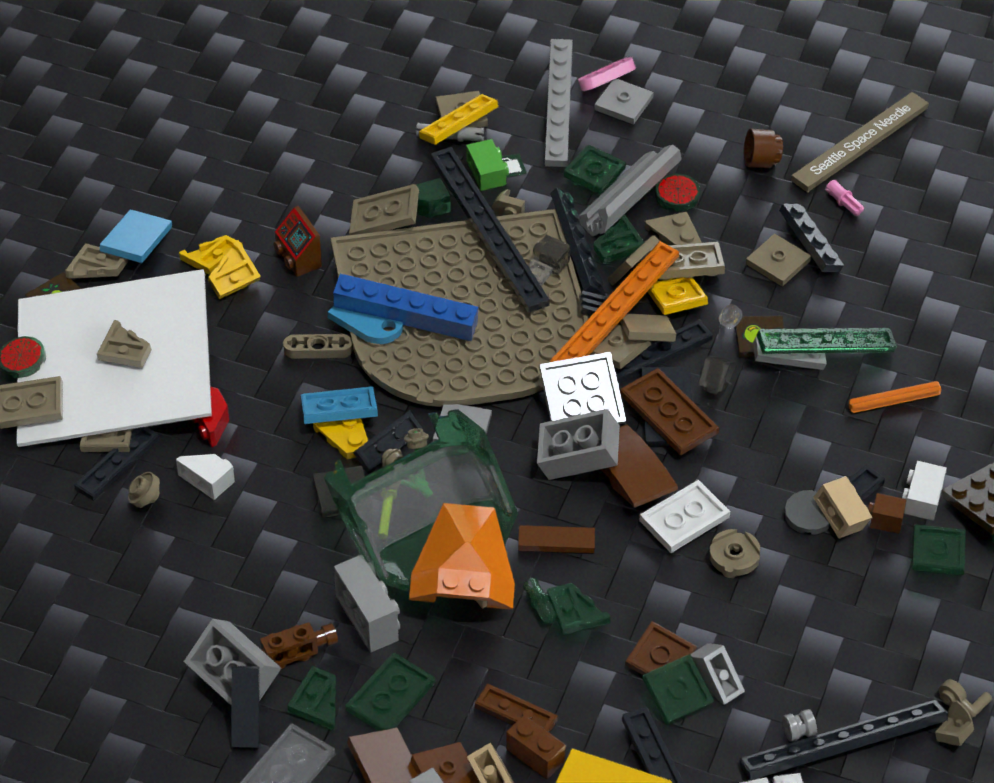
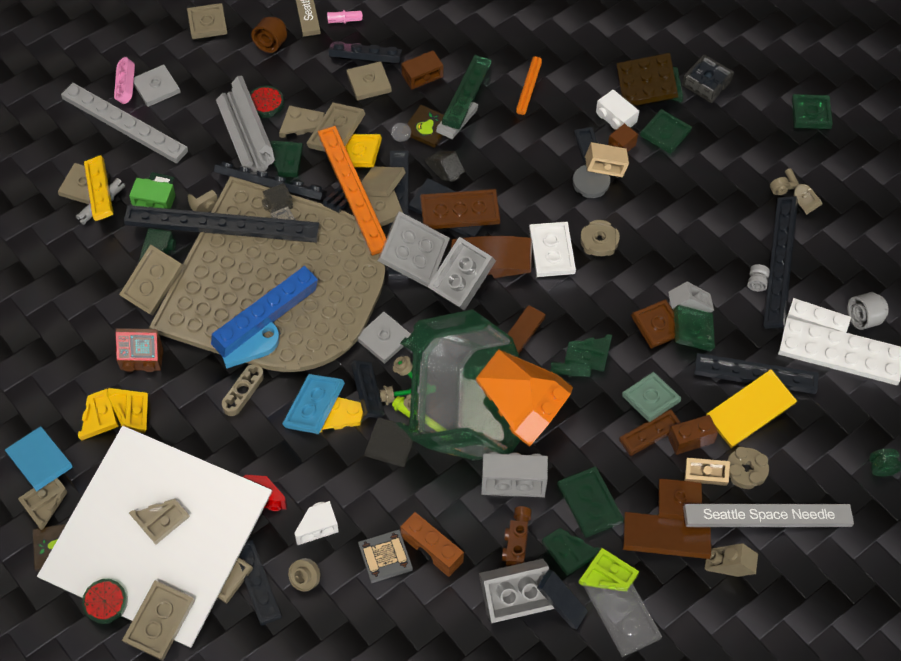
camera: 60 degrees left, 10 degrees up
(209, 547) = (385, 556): none -> tile
(245, 566) = (442, 551): none -> dark orange arch
(308, 739) = (609, 573): none -> lime wing
(559, 690) = (651, 396): none -> sand green plate
(594, 169) = (208, 135): clear green plate -> none
(632, 260) = (317, 156): dark tan tile -> none
(737, 95) = (207, 21): none -> dark tan plate
(829, 294) = (422, 69): none -> reddish brown brick

